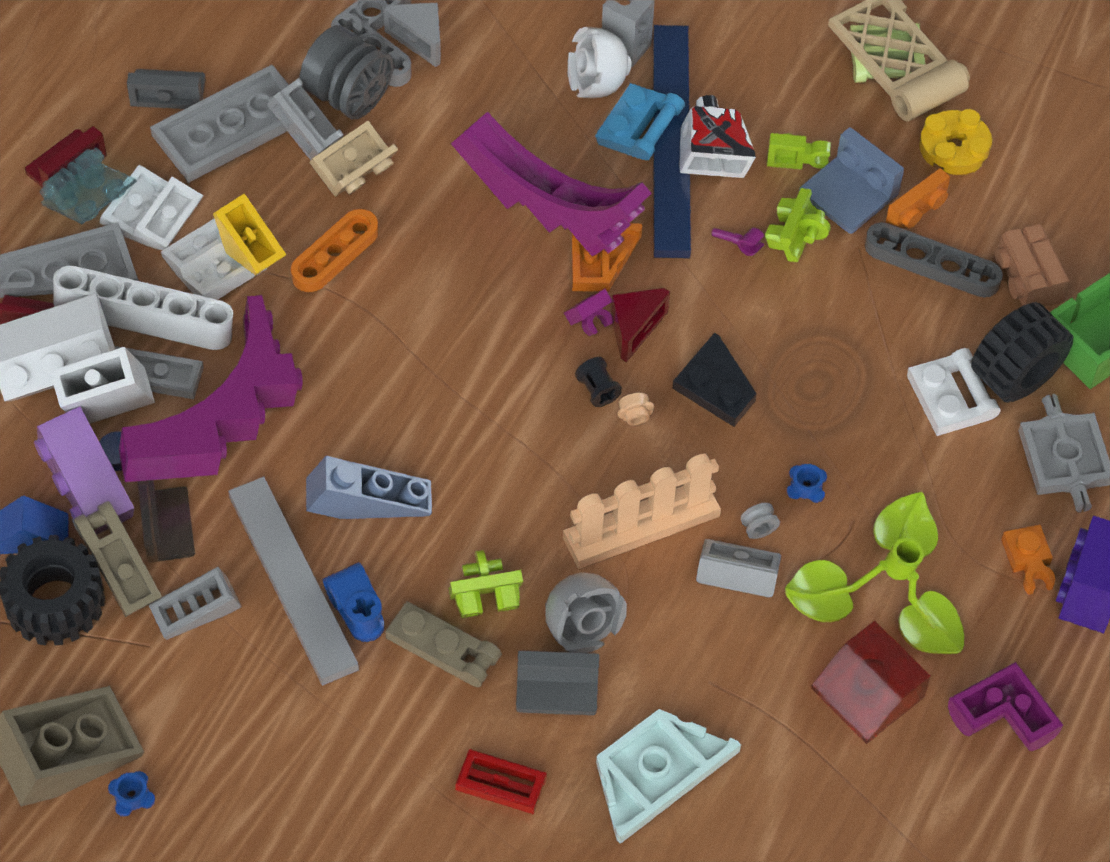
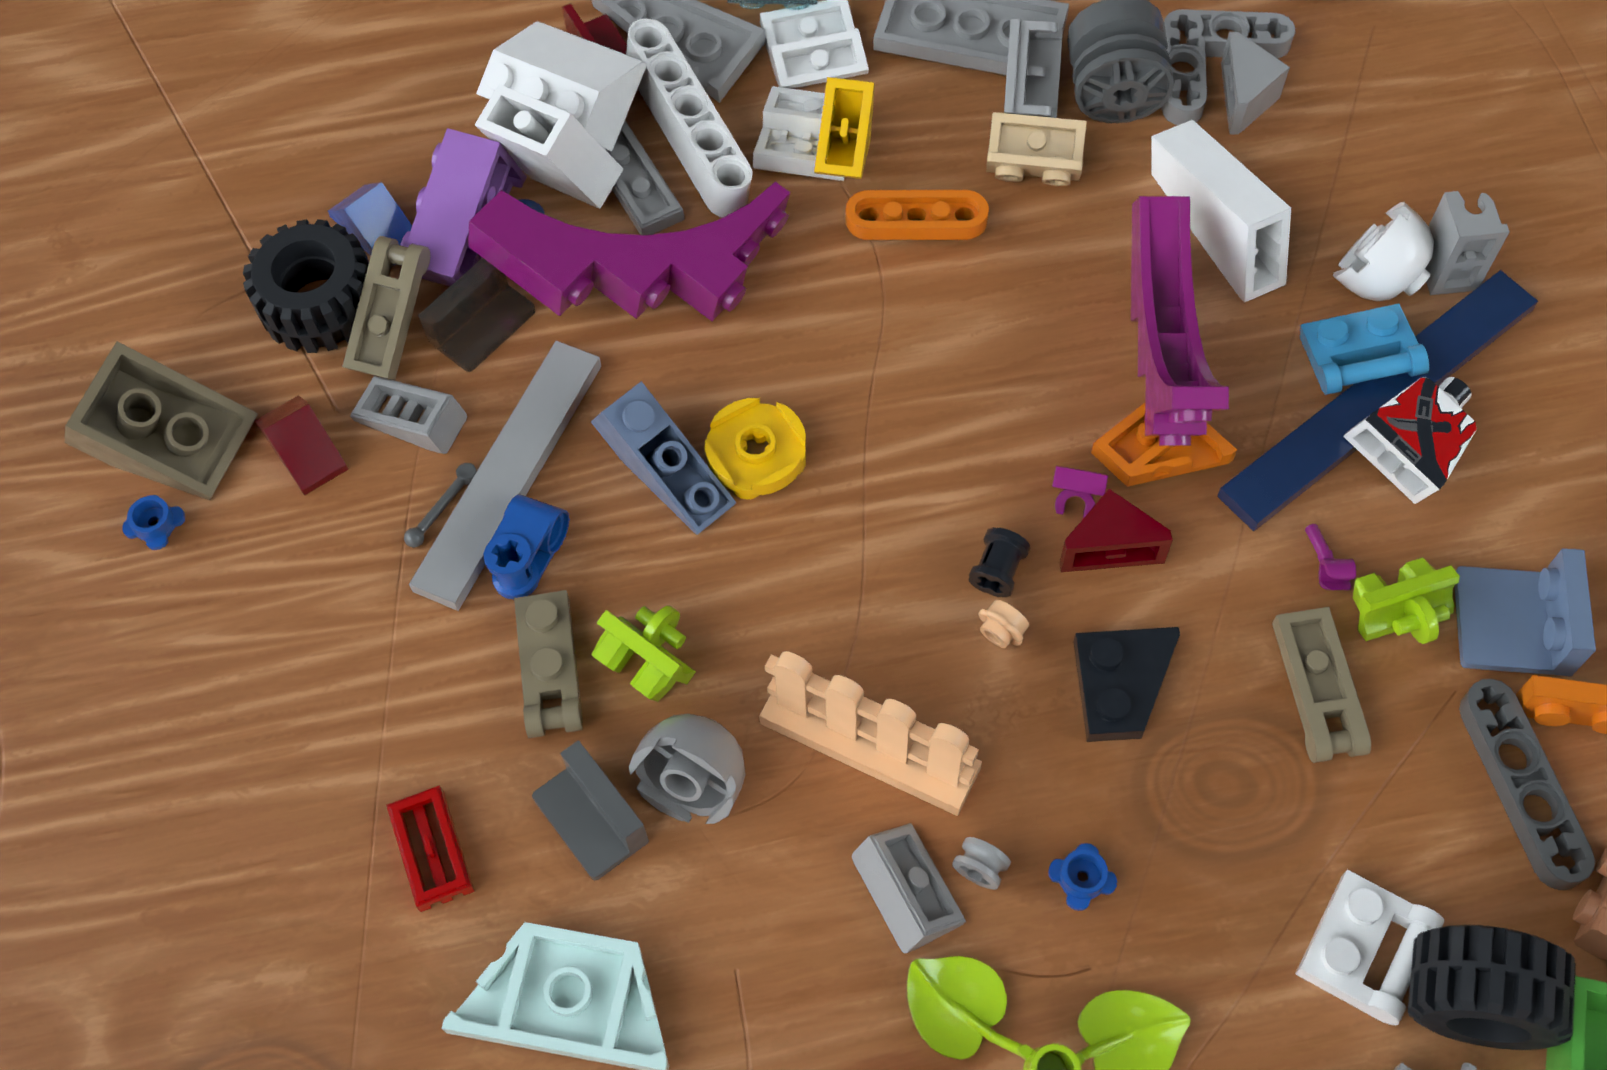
camera: 55 degrees right, 5 degrees up
(155, 674) = (302, 444): none -> dark red slope
(269, 605) = (415, 536): none -> dark grey hinge
(426, 434) = (756, 473): none -> yellow plate
(514, 101) = (1230, 208): none -> white slope
(793, 151) = (1497, 524): lime plate -> none
(804, 298) = (1321, 684): none -> dark tan plate

